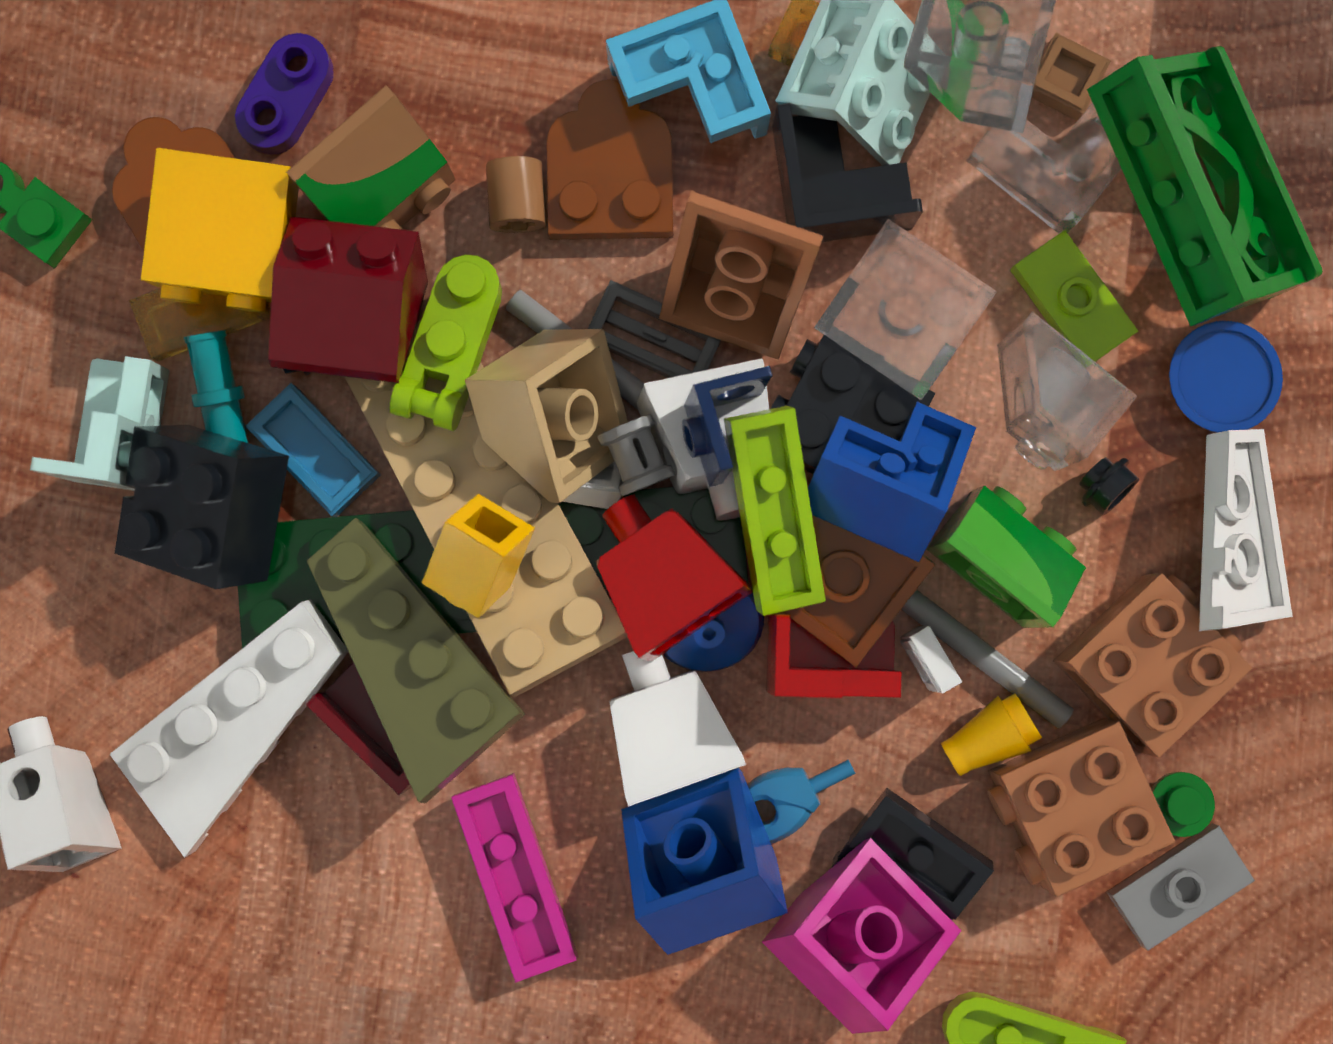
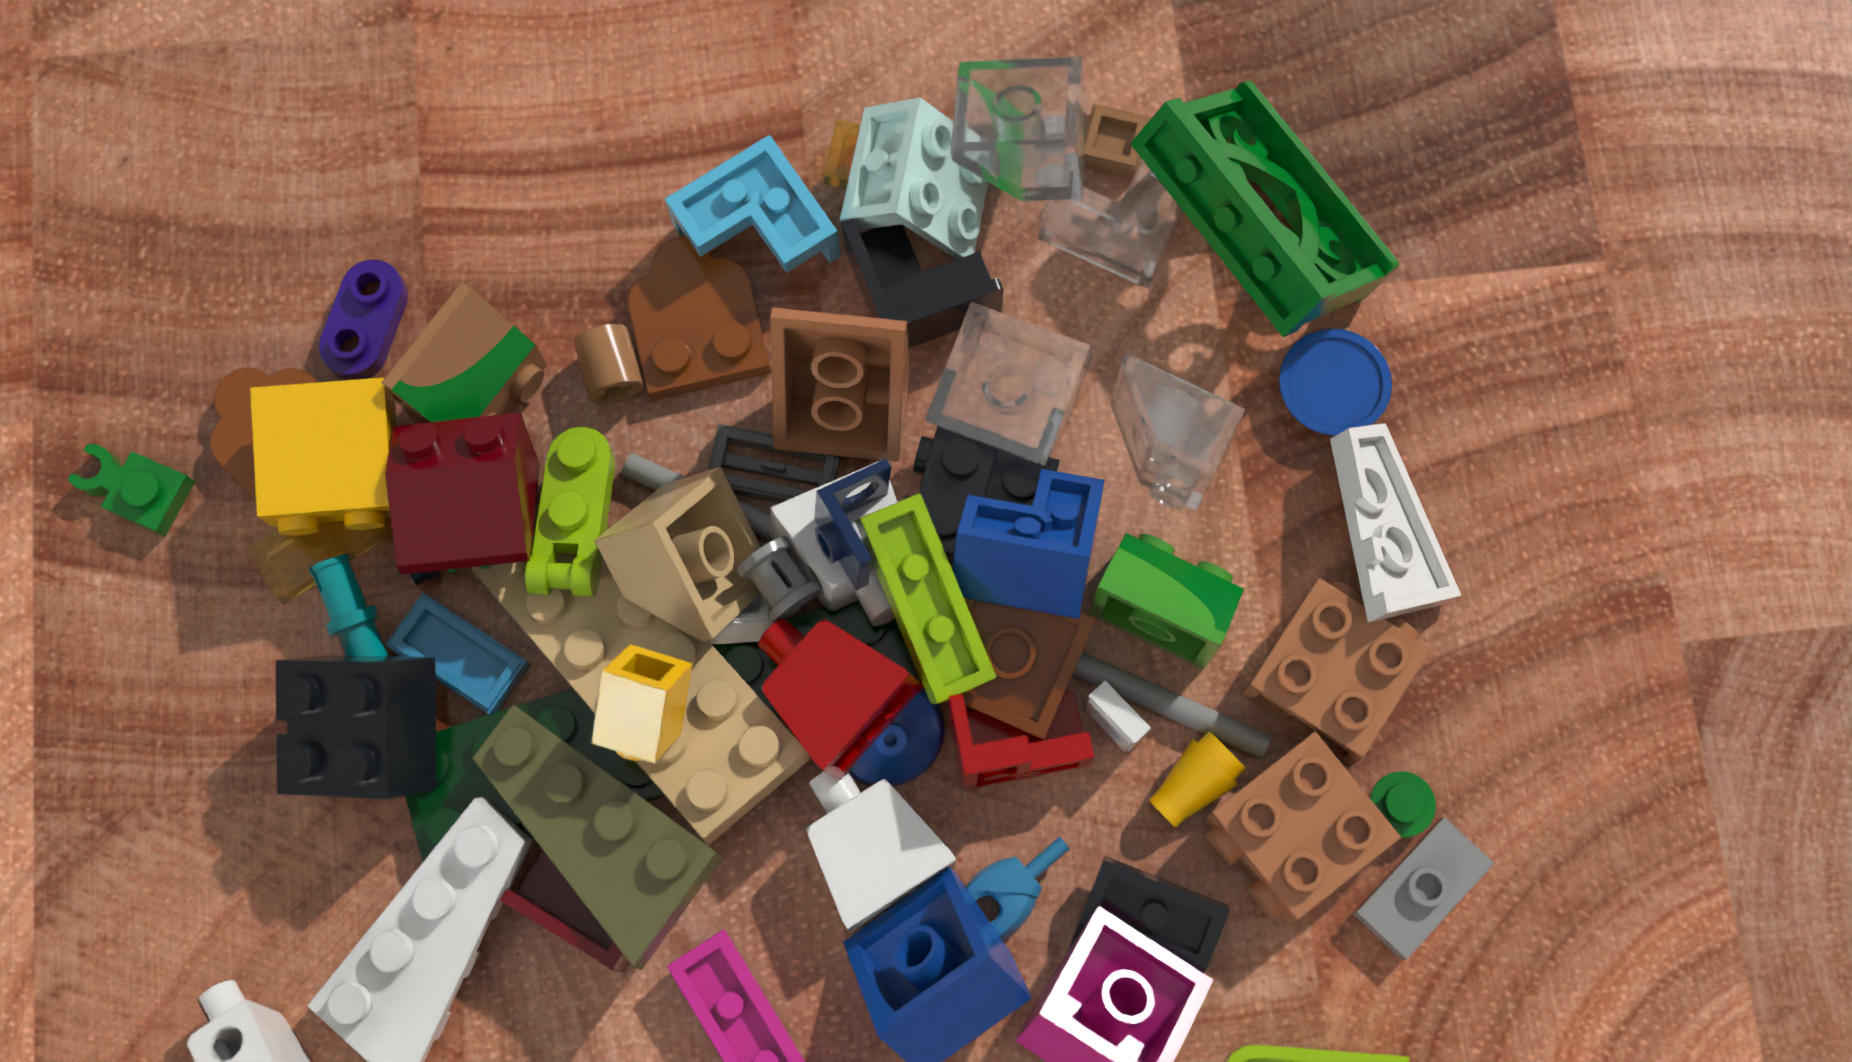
camera: 10 degrees left, 10 degrees down
(115, 402) = (247, 672): light aqua panel -> none
(1073, 297) = (1171, 339): lime plate -> none
(1107, 484) = (1249, 509): black plate -> none

